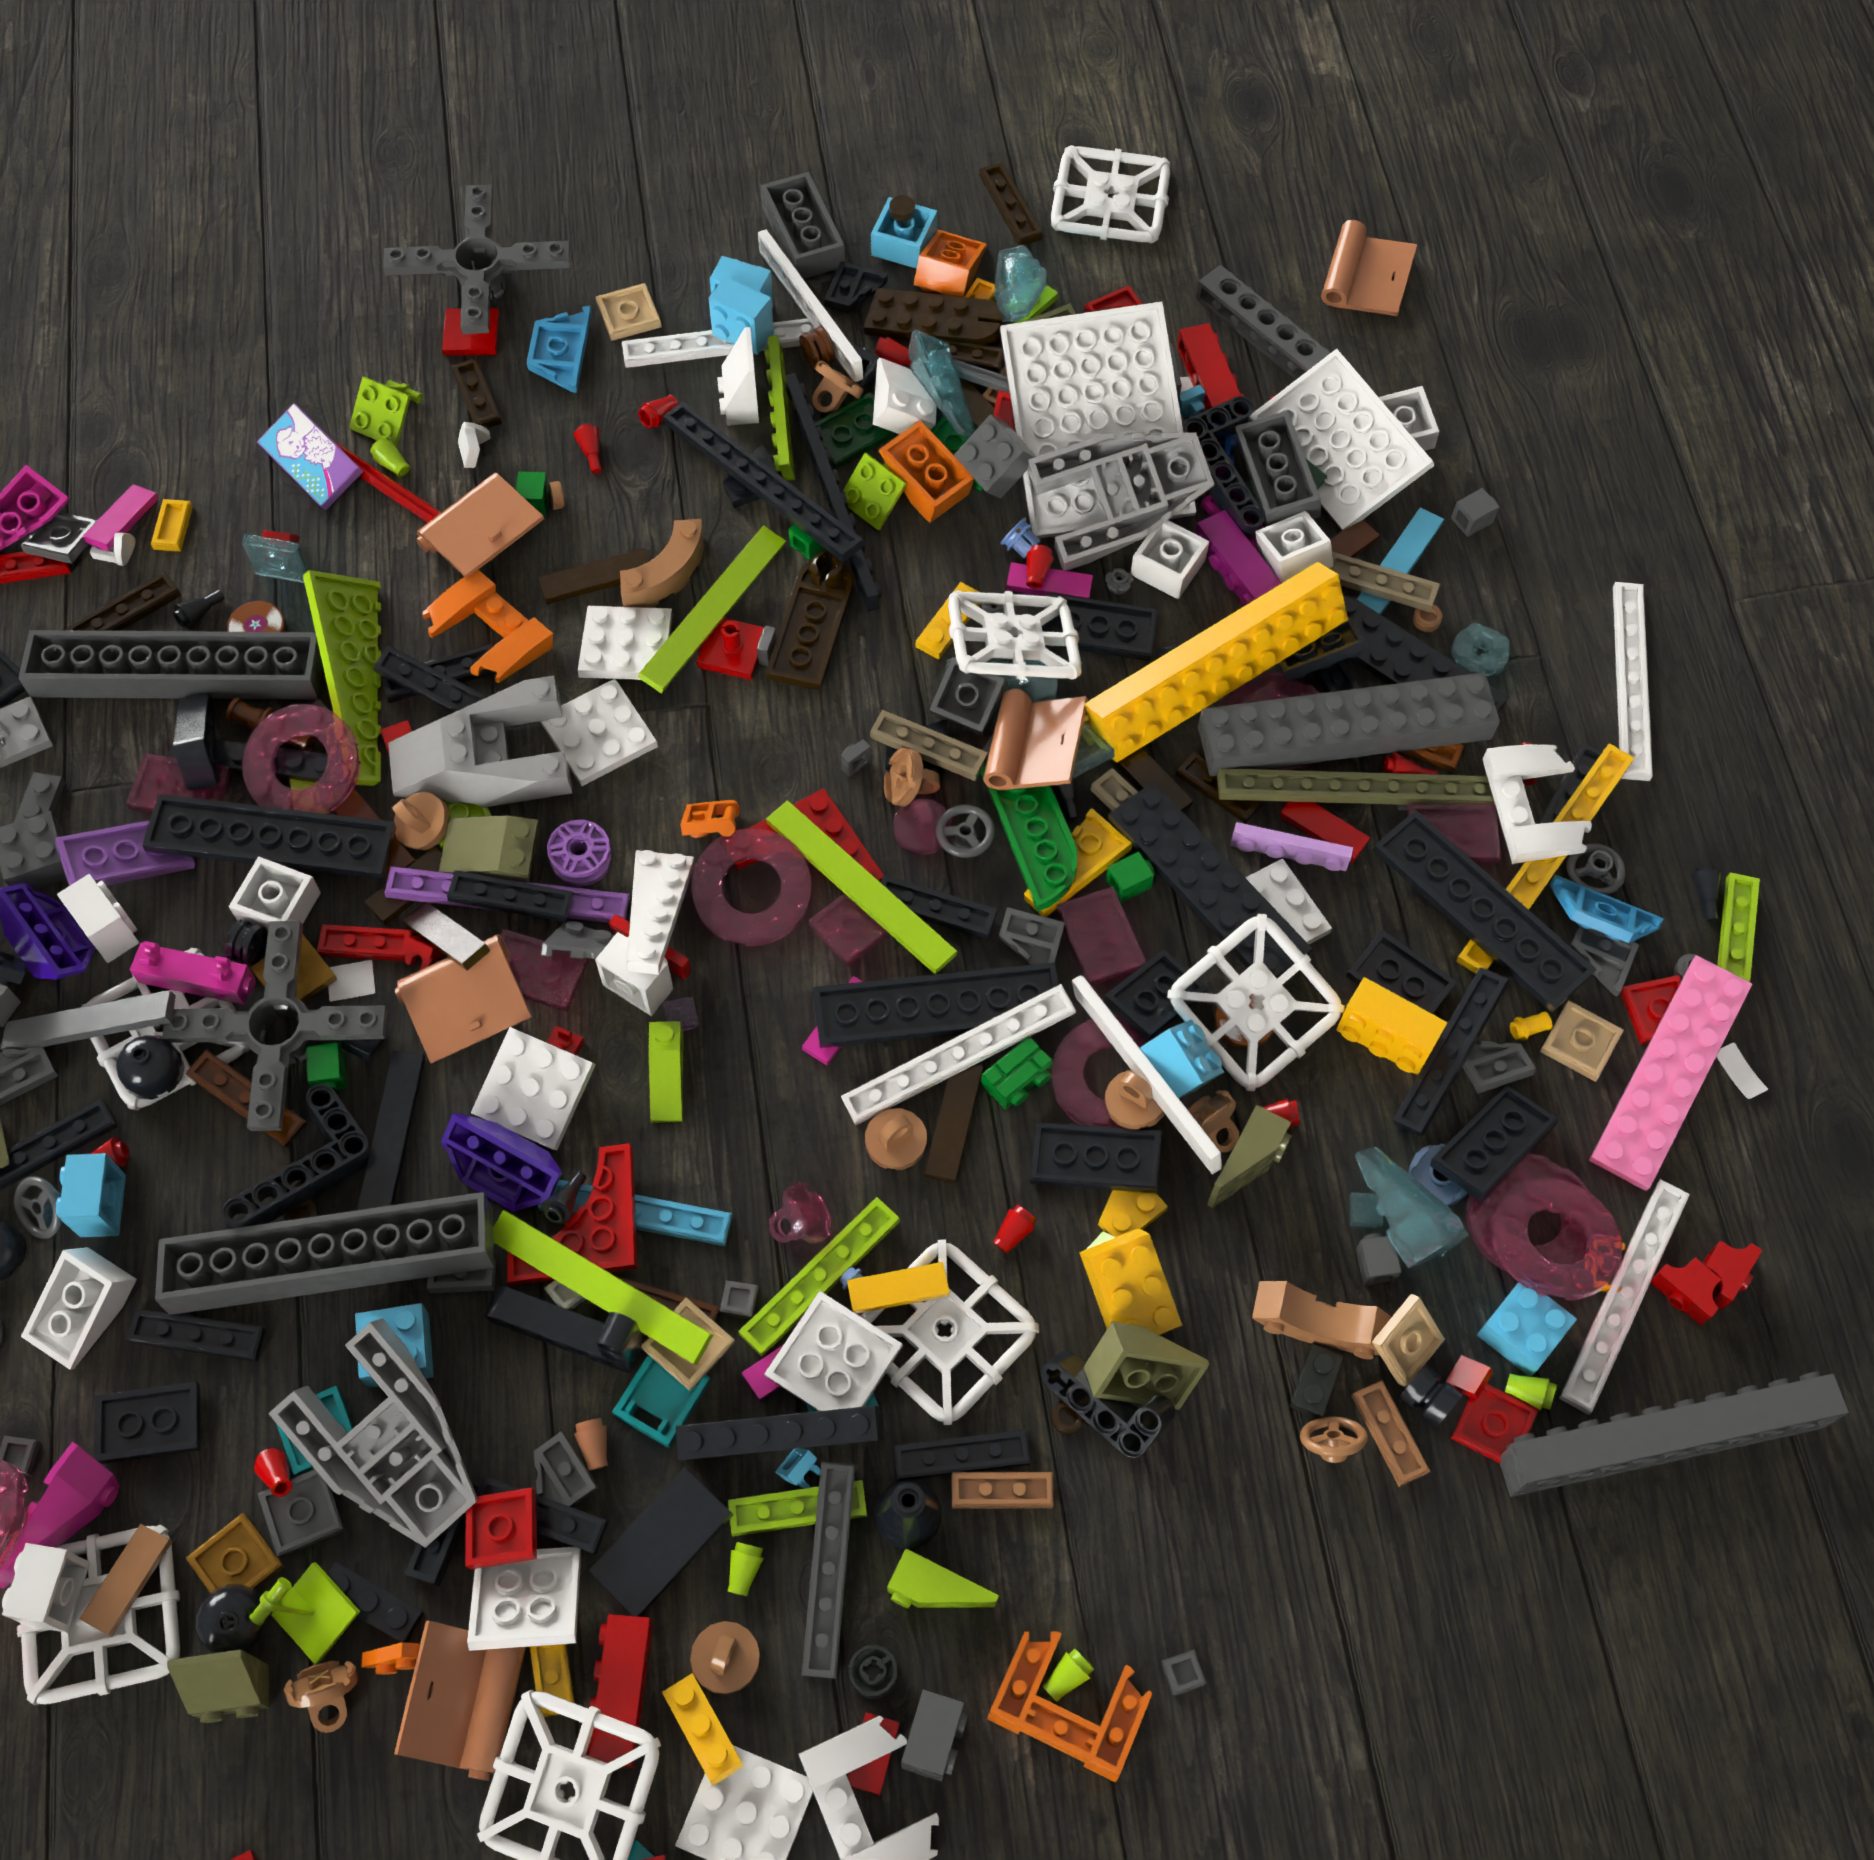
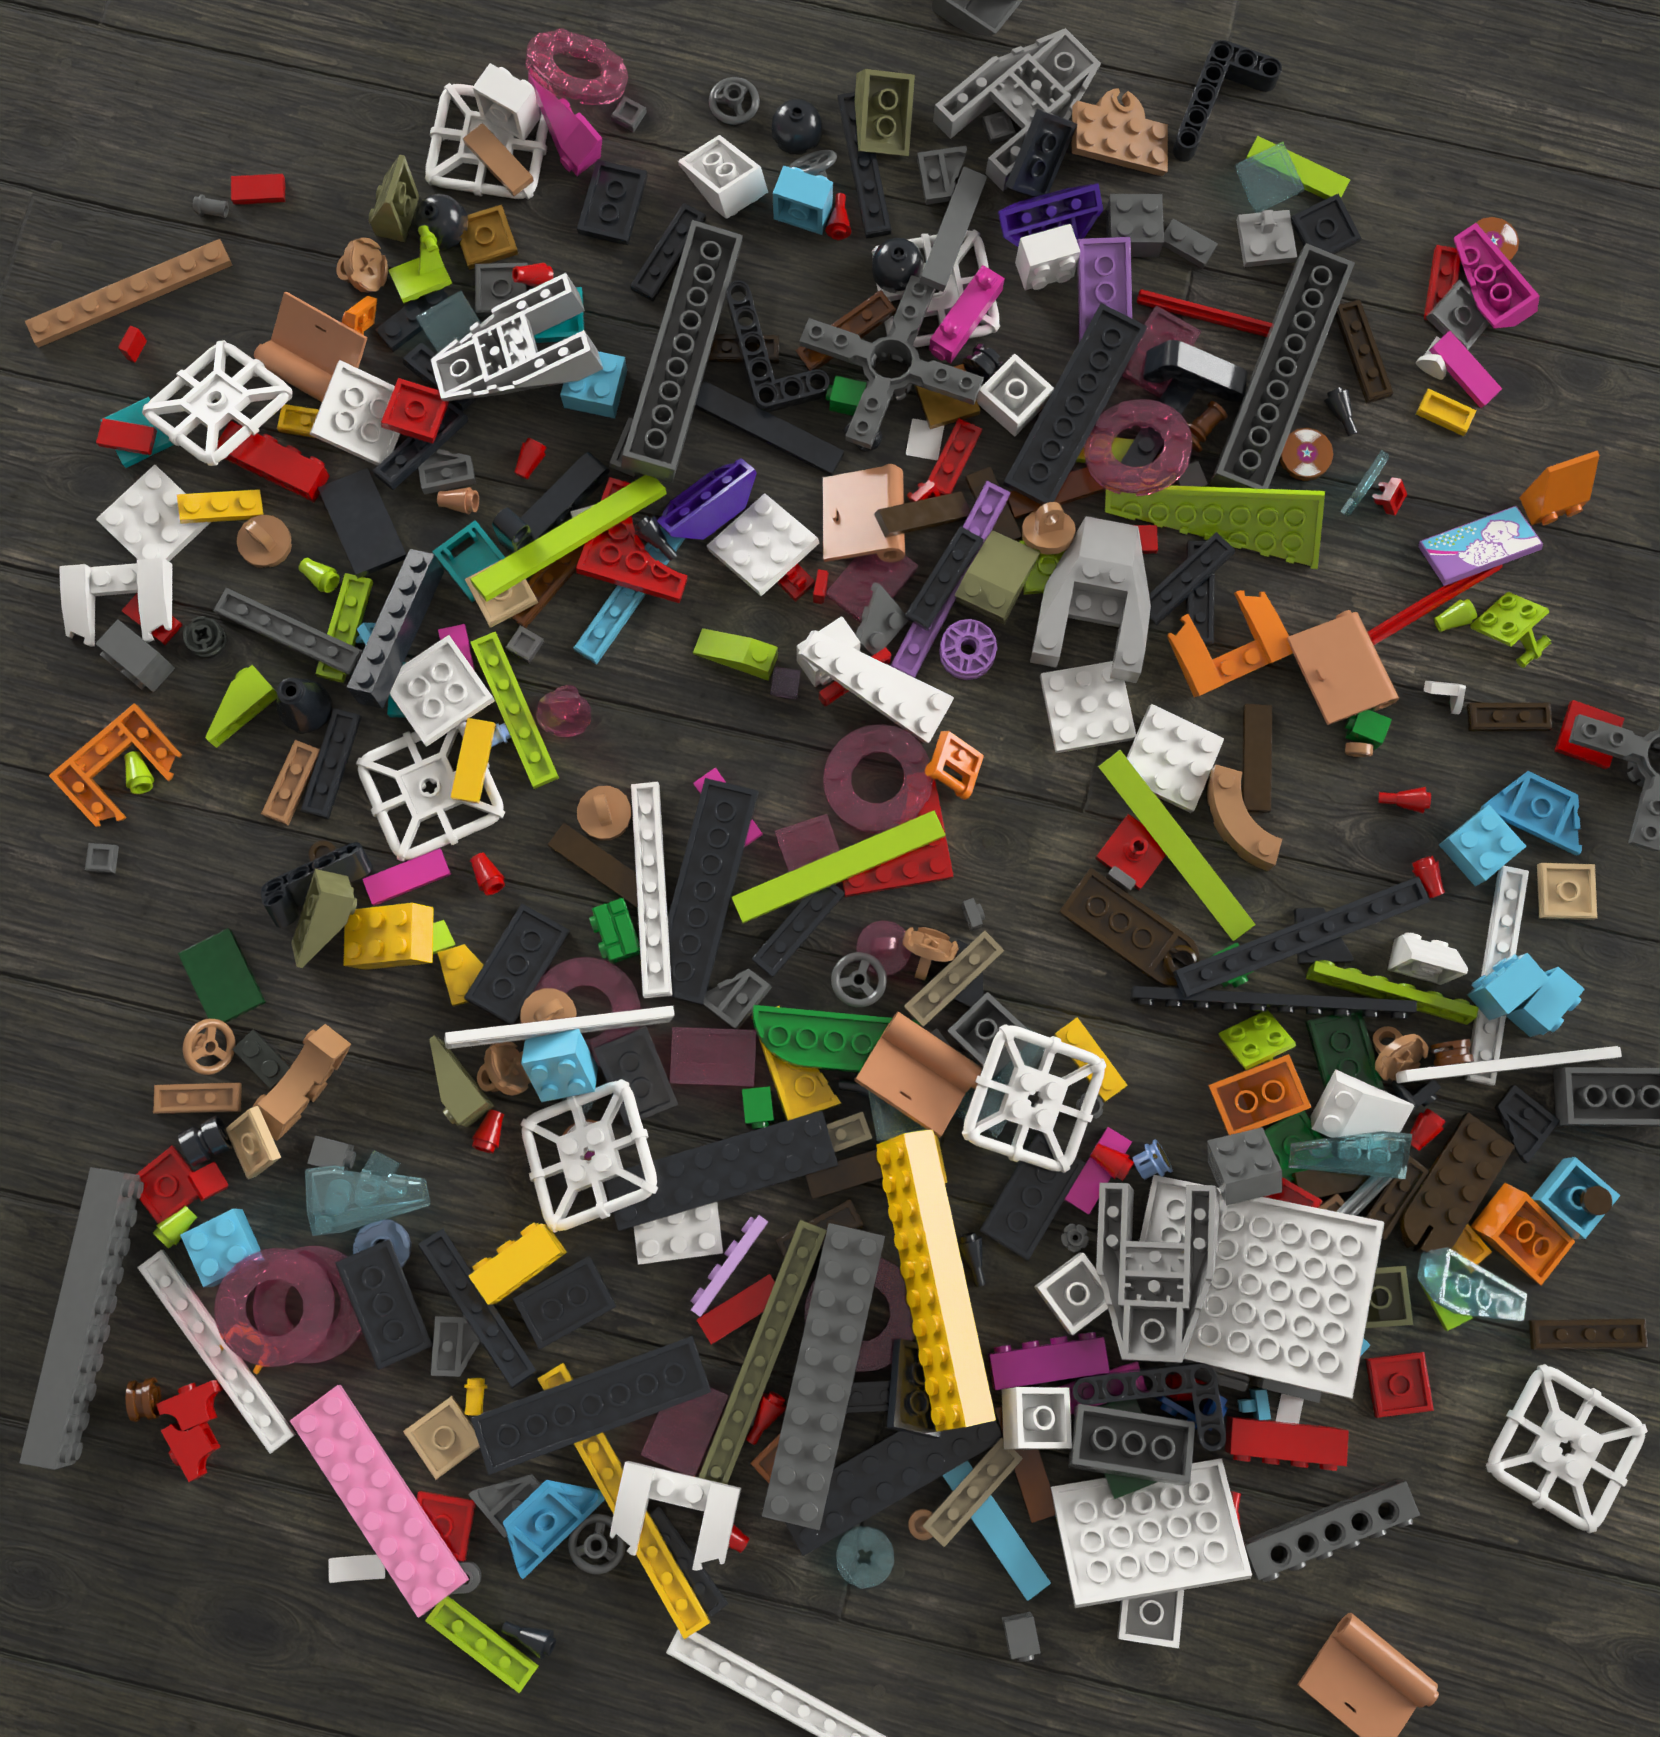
camera: 110 degrees right, 15 degrees up
(119, 761) = (1204, 313): none -> red axle
(233, 403) = (1561, 489): none -> orange slope
(368, 1549) = (448, 321): none -> clear light blue tile
(513, 1383) = (529, 458): none -> red cone
(561, 1015) = (820, 587): none -> red tile
(613, 377) = (1482, 845): none -> medium azure brick
(1053, 1314) = (406, 877): none -> dark pink tile
(1252, 1466) = (221, 977): none -> dark green tile
(1713, 1337) = (142, 1399): none -> reddish brown wheel

